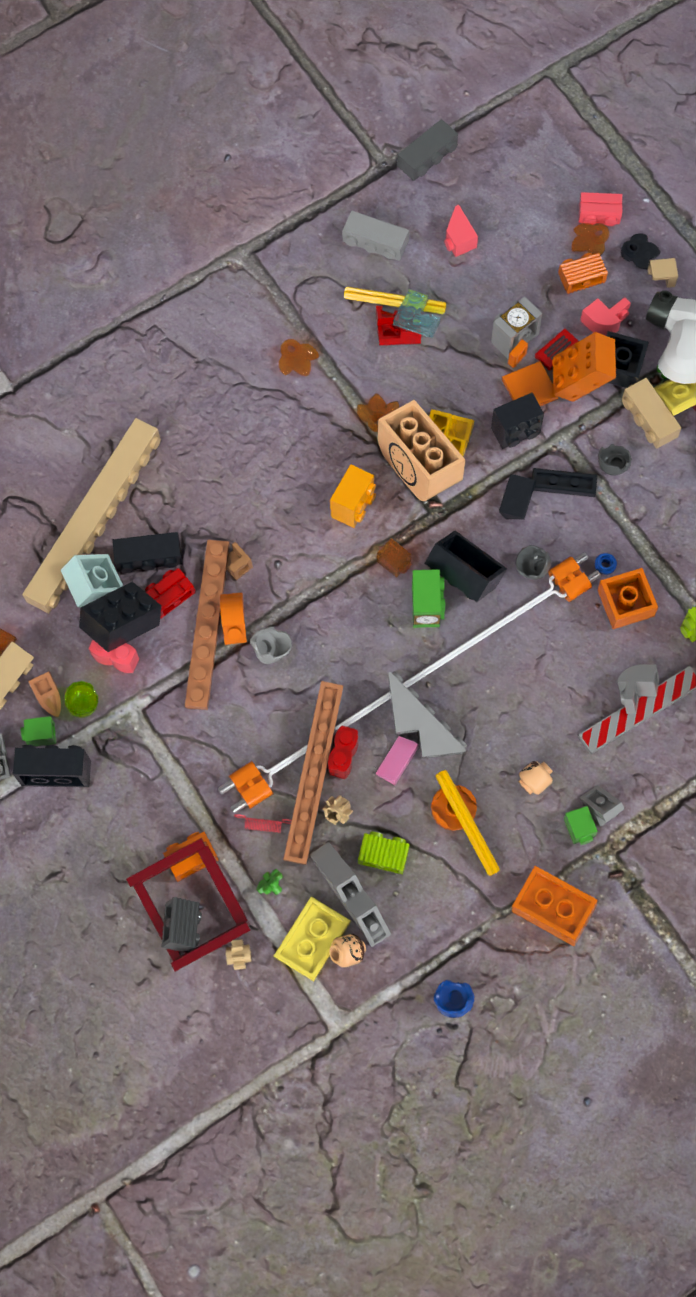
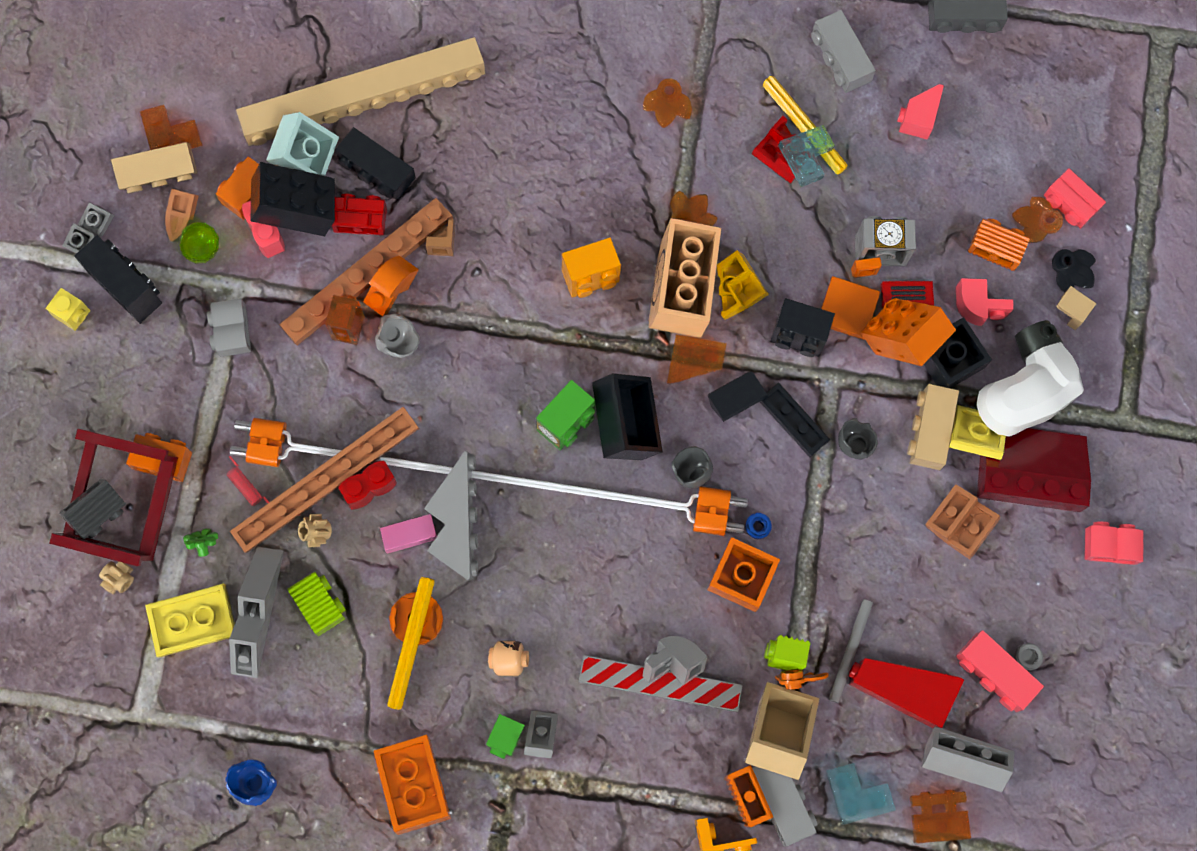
camera: 35 degrees right, 5 degrees up
(35, 817) = (67, 309): none -> light yellow brick
(39, 731) = (141, 240): bright green brick -> none
(74, 641) = (237, 189): none -> orange brick
(155, 735) = (229, 327): none -> light grey brick
(228, 662) = (345, 319): none -> clear orange brick
(347, 950) = (205, 658): light nougat head -> none
(394, 558) = (577, 355): clear orange brick -> none
(467, 497) = (694, 358): none -> clear orange wing

